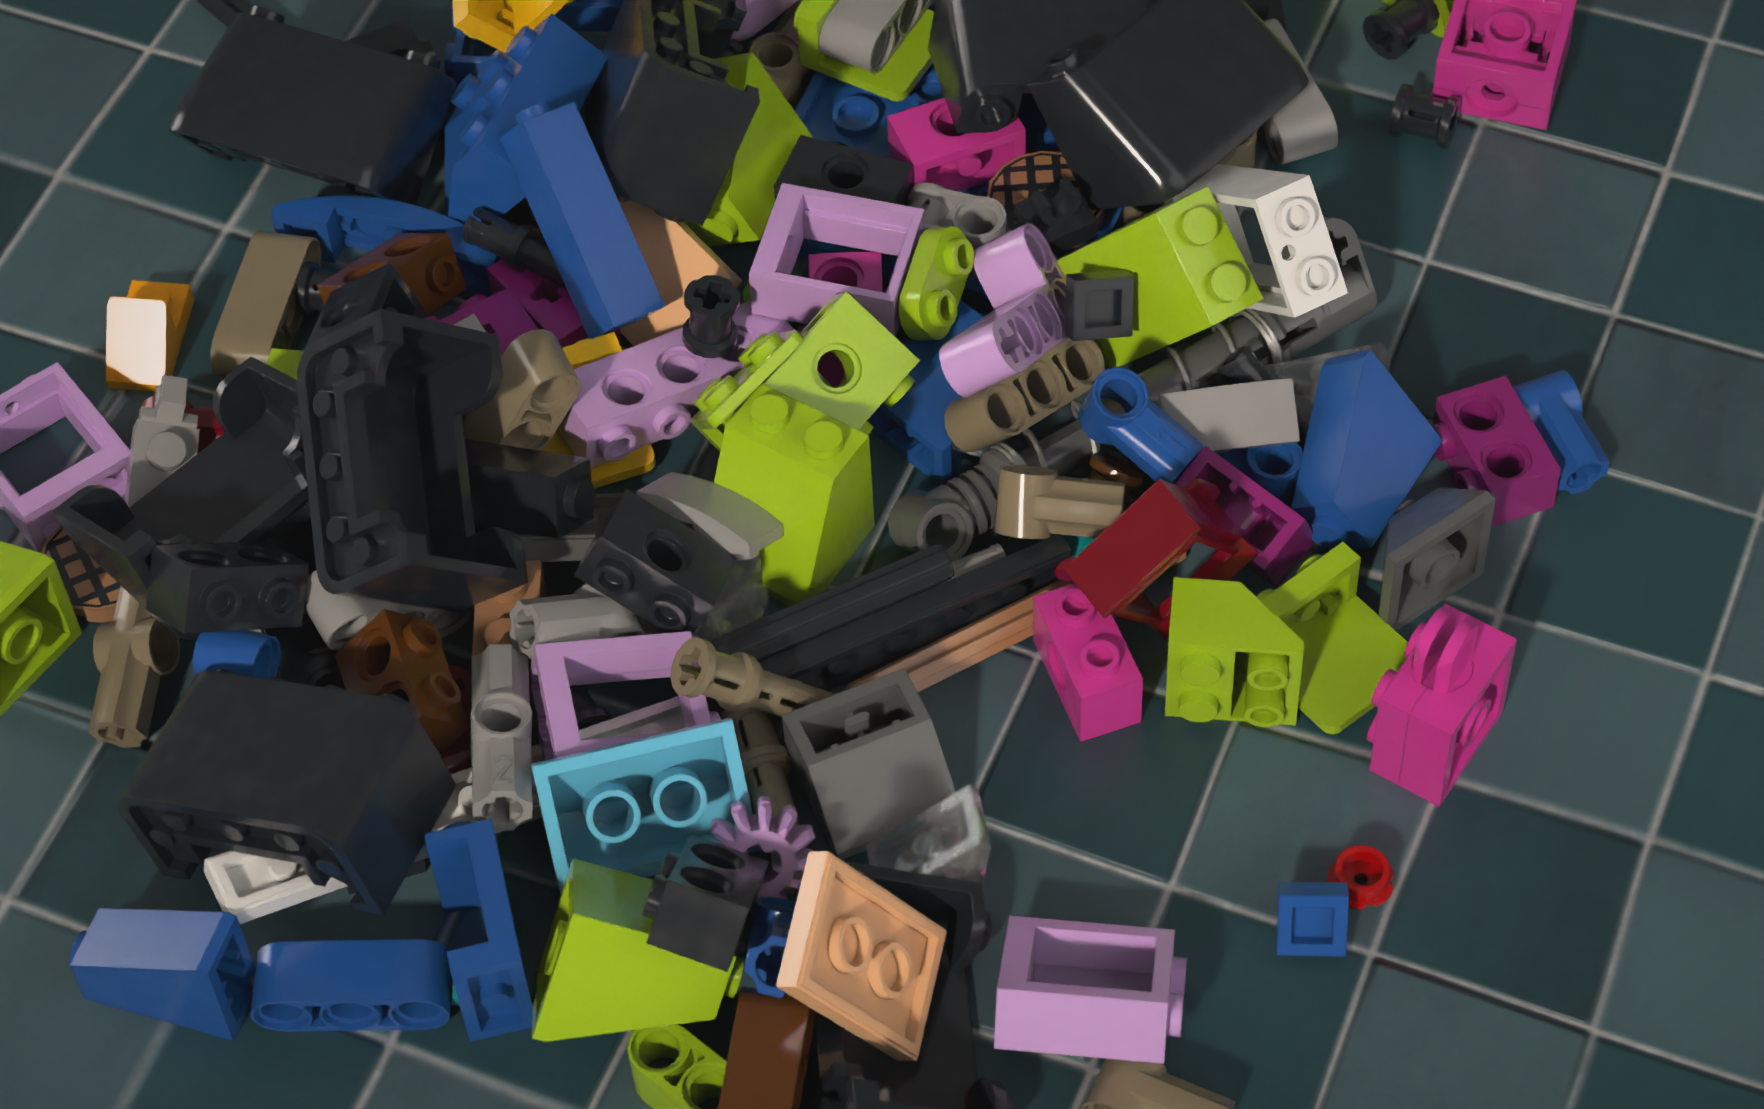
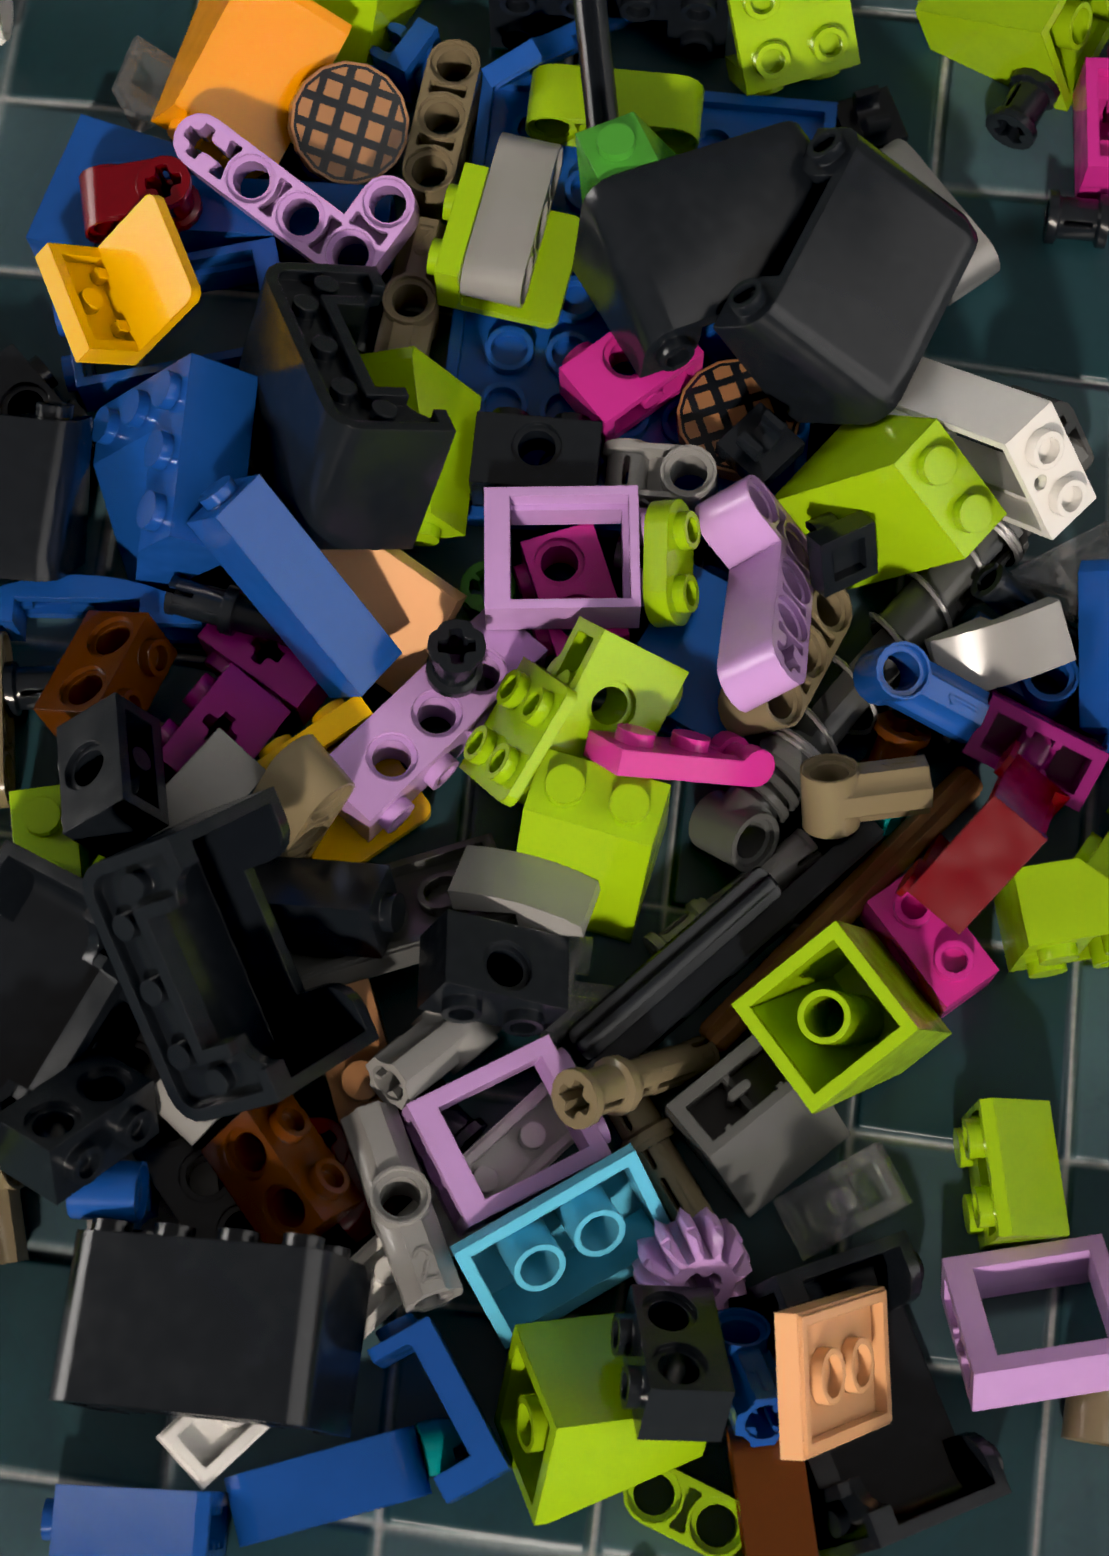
camera: 15 degrees left, 20 degrees up
(892, 427) = (683, 757): none -> dark pink plate
(976, 677) = (840, 1016): none -> lime slope
(1102, 850) = (1011, 1173): none -> lime slope

